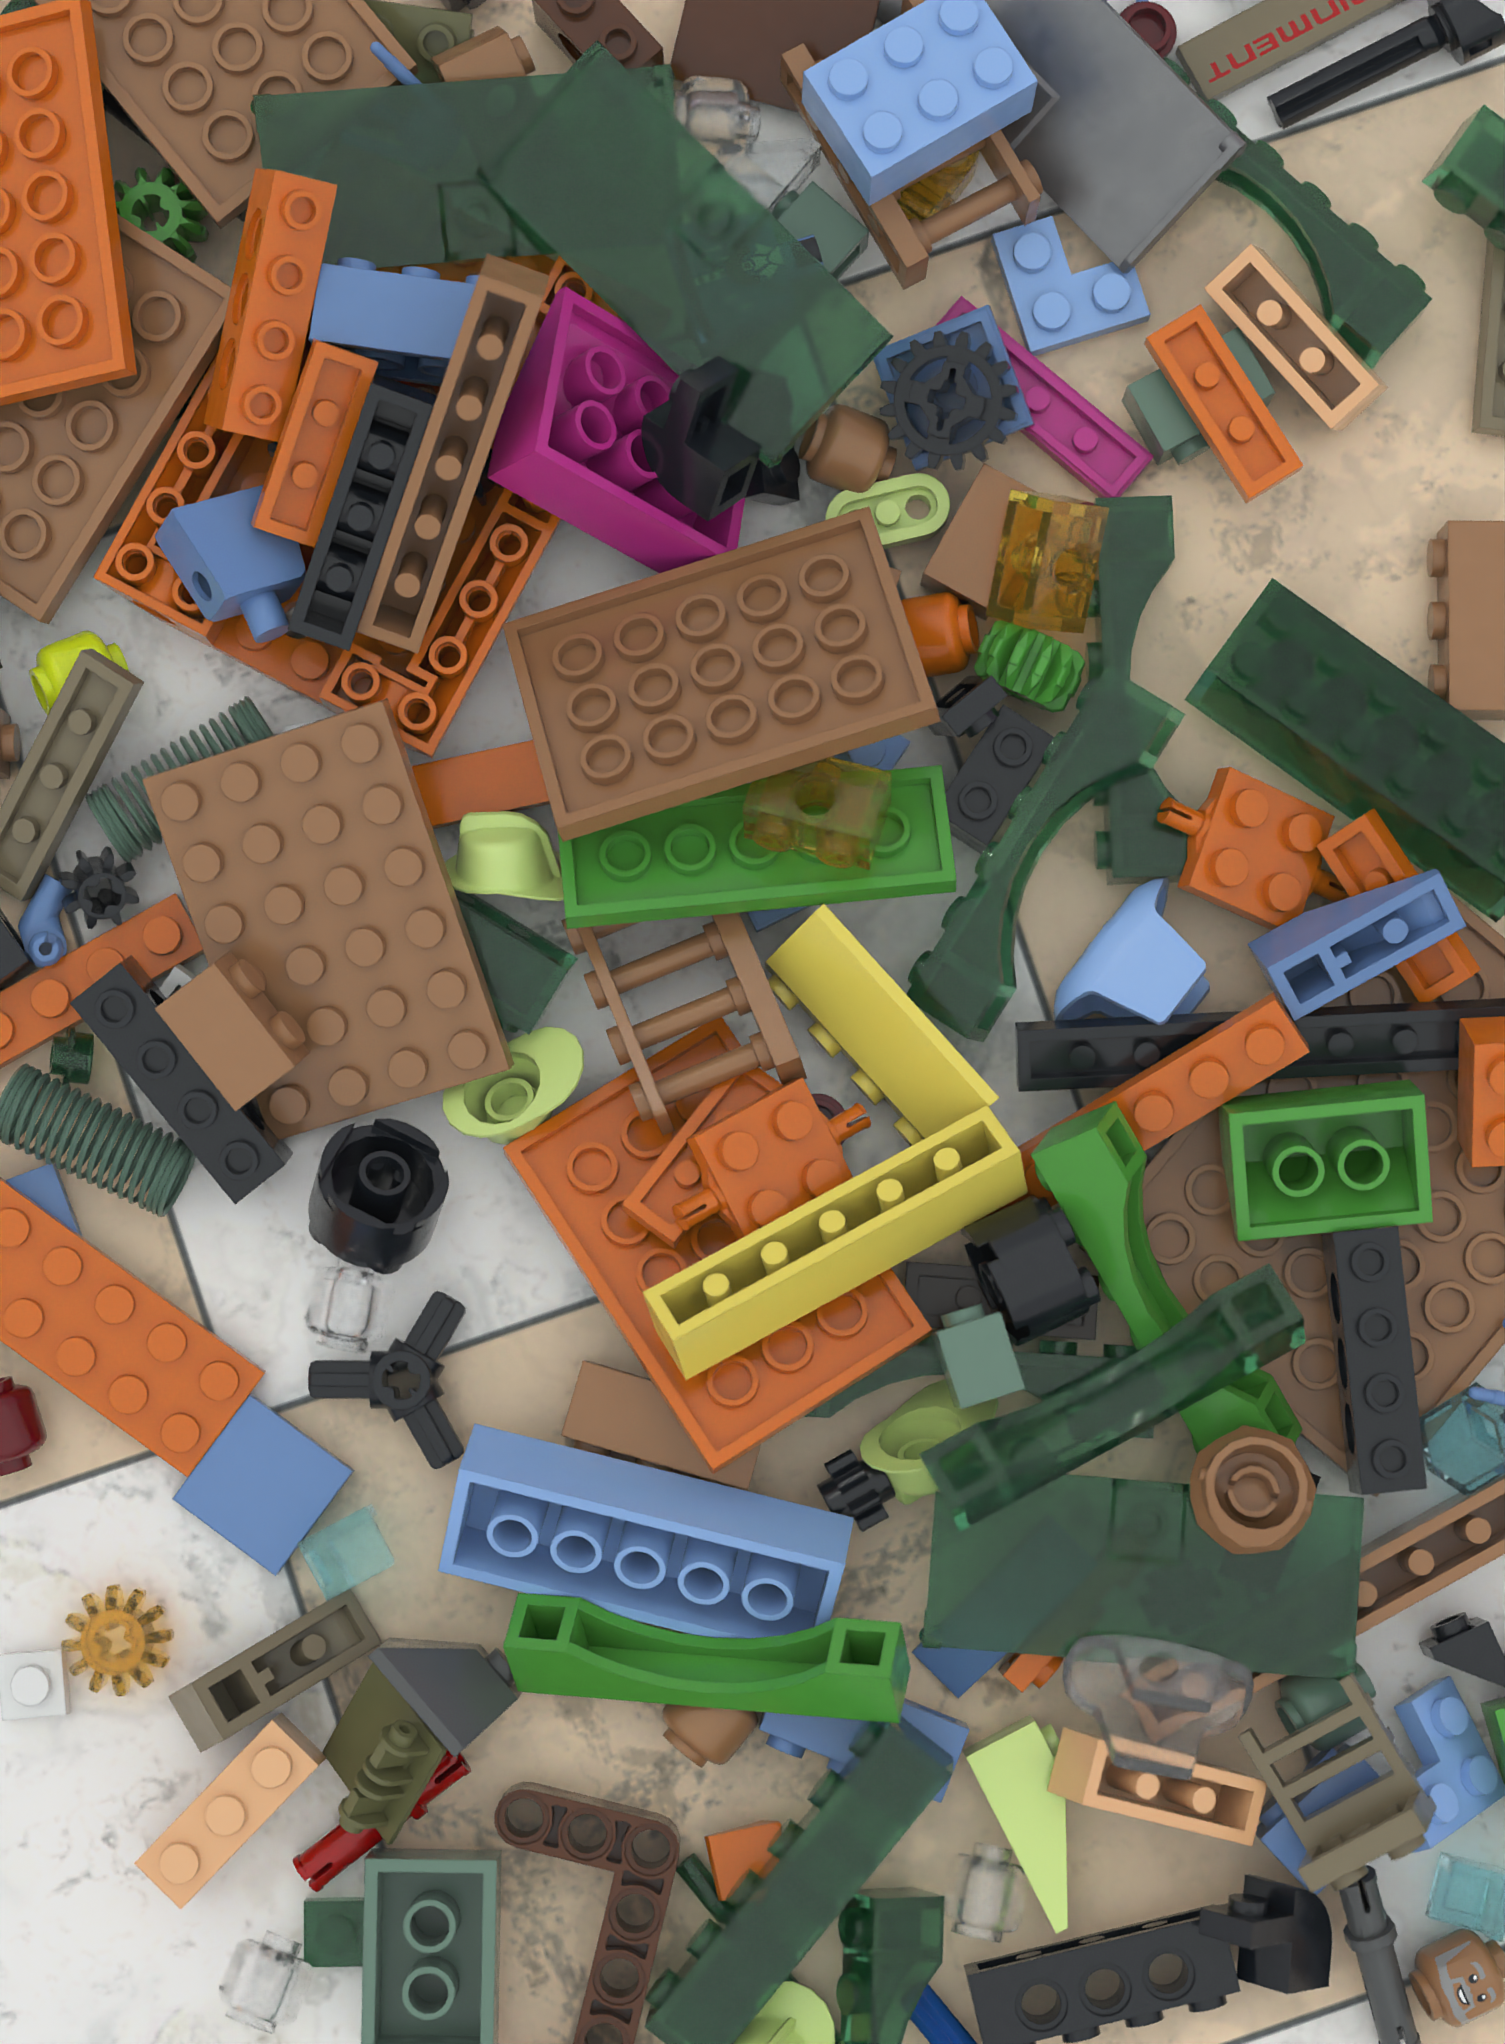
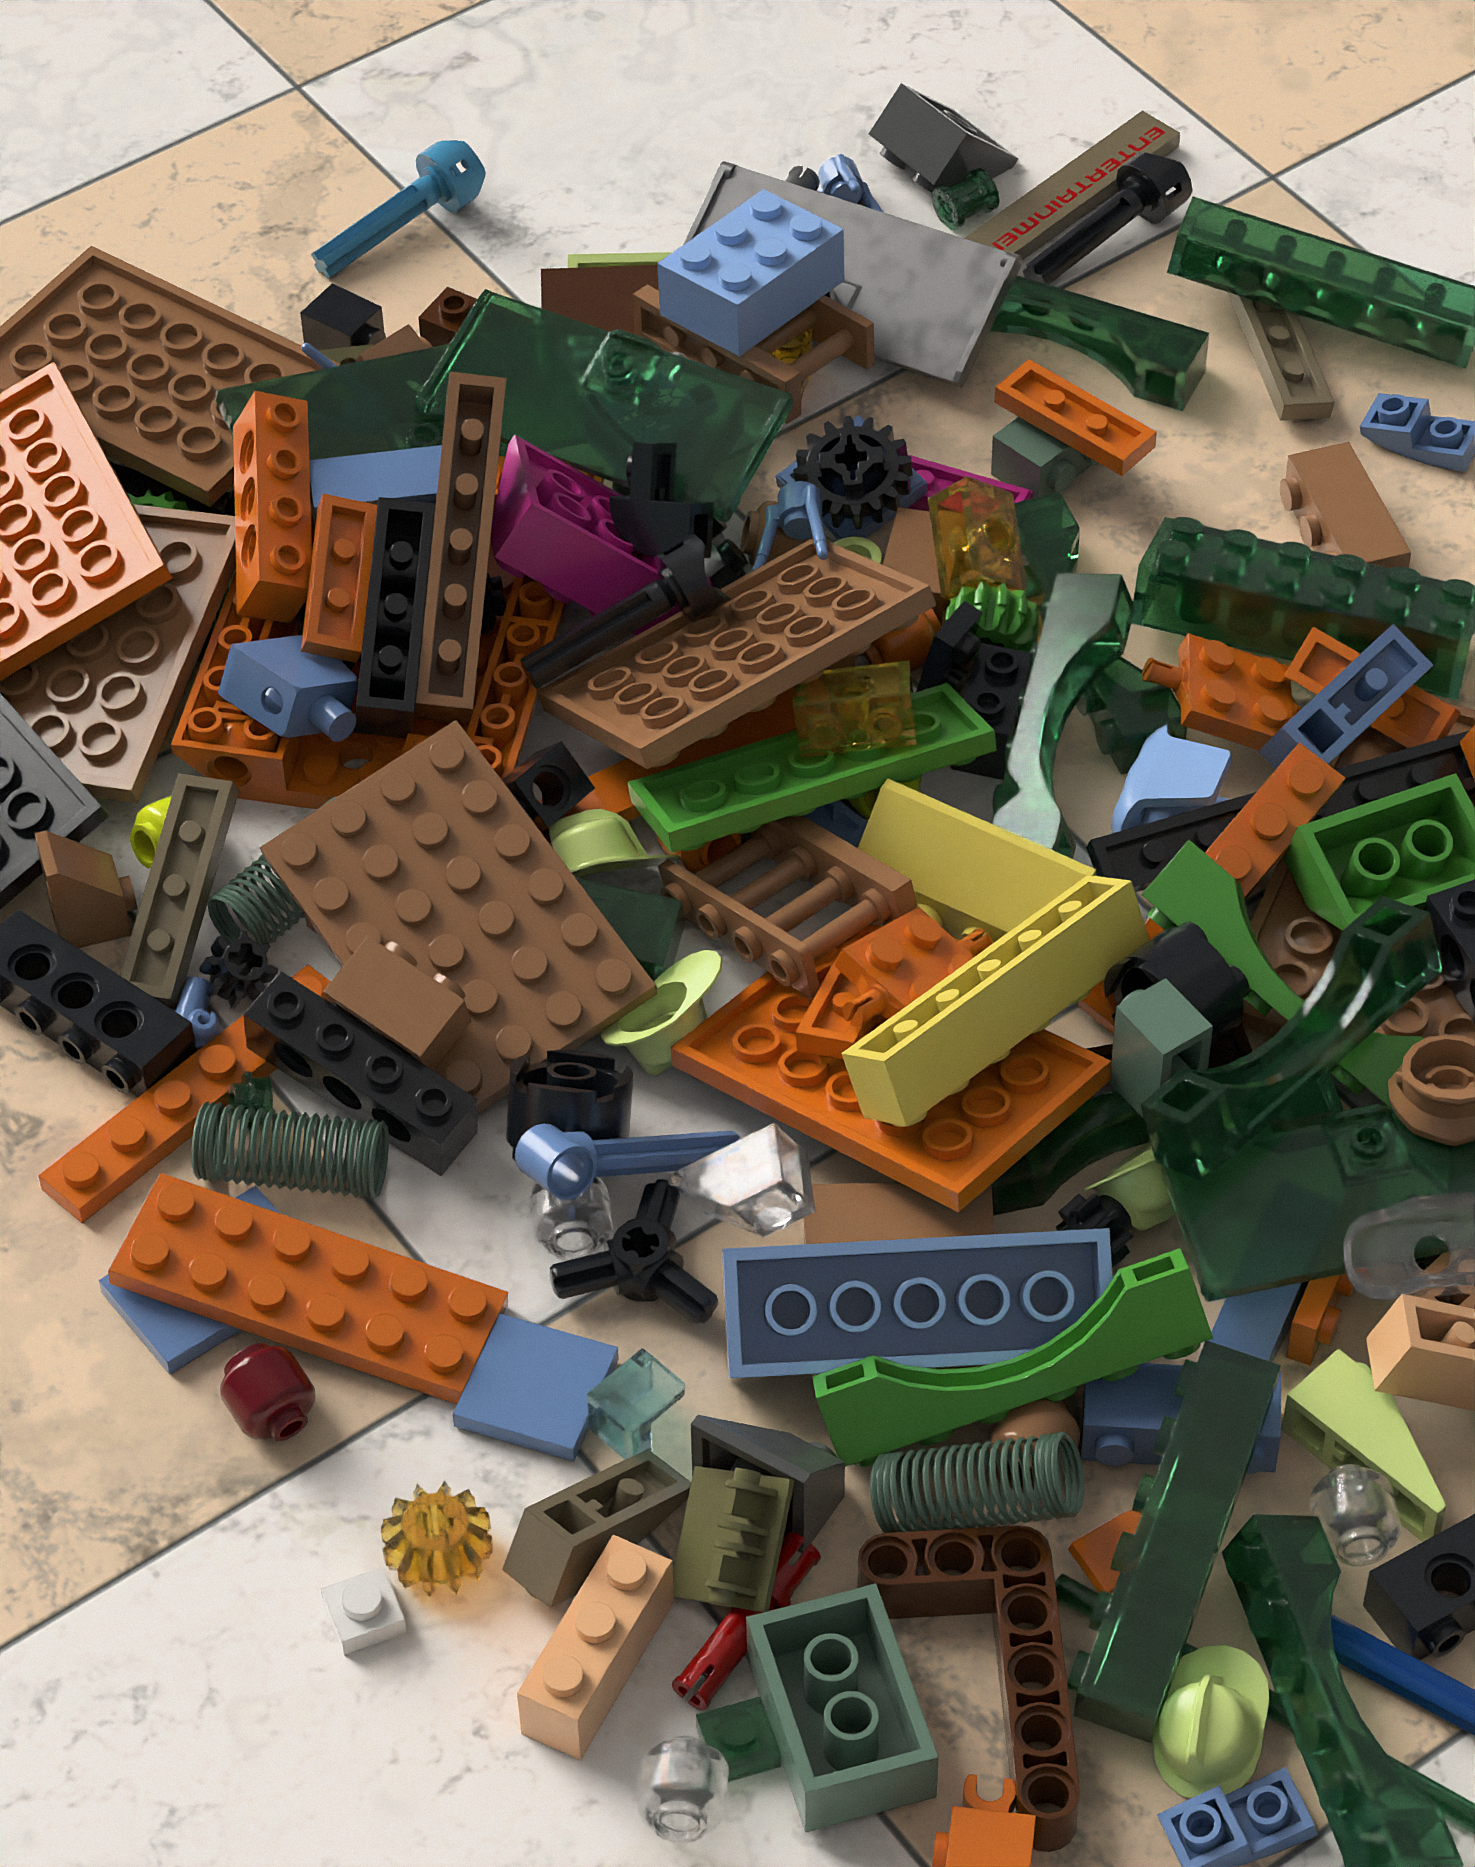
camera: 15 degrees left, 35 degrees down
(346, 1285) = (571, 1160): none -> medium blue axle
(479, 792) = (559, 780): none -> black brick
(530, 1352) = (752, 1183): none -> clear slope
(687, 564) = (680, 585): none -> black piece
(689, 1807) = (1046, 1476): none -> sand green piece
(865, 460) = (798, 515): none -> medium blue plant
(1060, 306) = (924, 422): light blue plate -> none
(1295, 338) = (1127, 380): light nougat brick -> none

